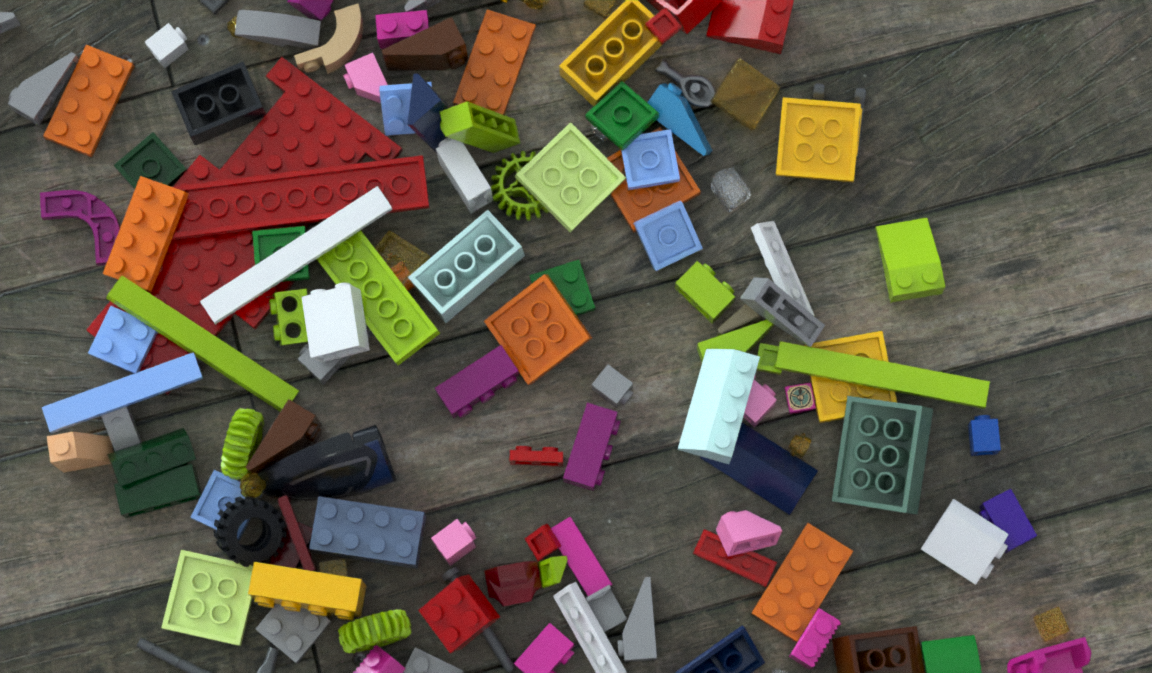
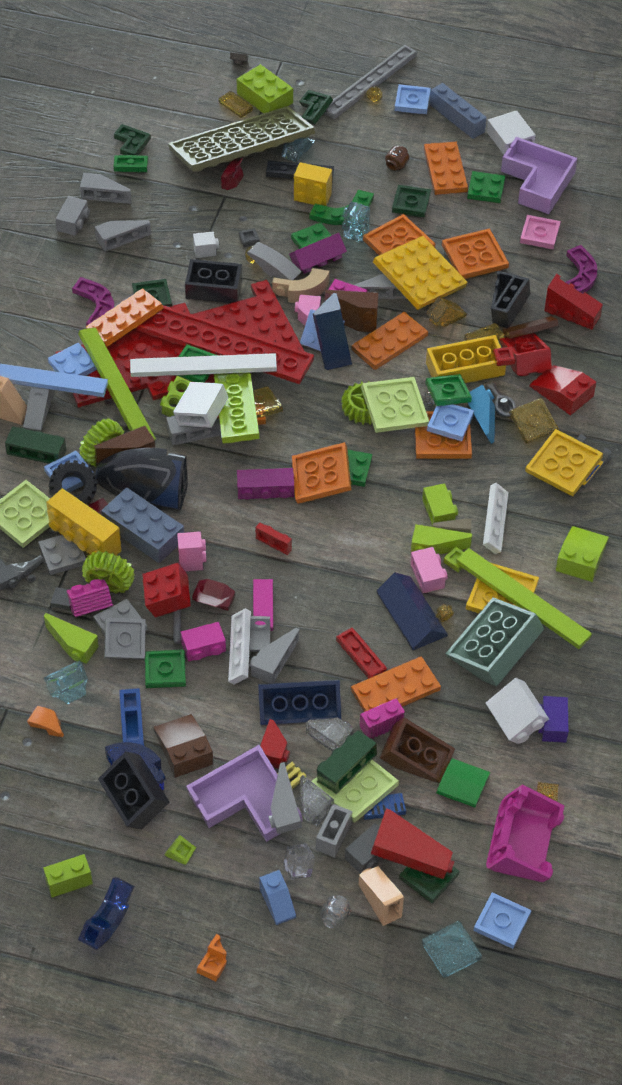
camera: 25 degrees right, 25 degrees down
(89, 101) = (141, 252): orange plate -> none
(151, 456) = (44, 422): dark green brick -> none
(249, 481) = (92, 459): clear yellow plate -> none
(296, 533) = (101, 494): dark red tile -> none
(464, 174) = (332, 377): white brick -> none
(467, 266) = (301, 422): light aqua slope -> none
(479, 127) = (356, 349): lime brick -> none
(542, 542) = (245, 584): red tile -> none
(552, 570) = (241, 599): lime slope -> none
(591, 447) = (311, 549): magenta brick -> none
(613, 386) = (347, 525): light grey brick -> none
(667, 235) = (435, 465): light blue plate -> none
(718, 404) = (408, 557): light aqua slope -> none
(730, 189) = (491, 462): clear brick -> none
(746, 532) = (378, 639): bright pink slope -> none
(782, 310) = (480, 528): light grey slope -> none
(800, 398) = (461, 590): tile -> none
(984, 436) = (569, 666): blue brick -> none

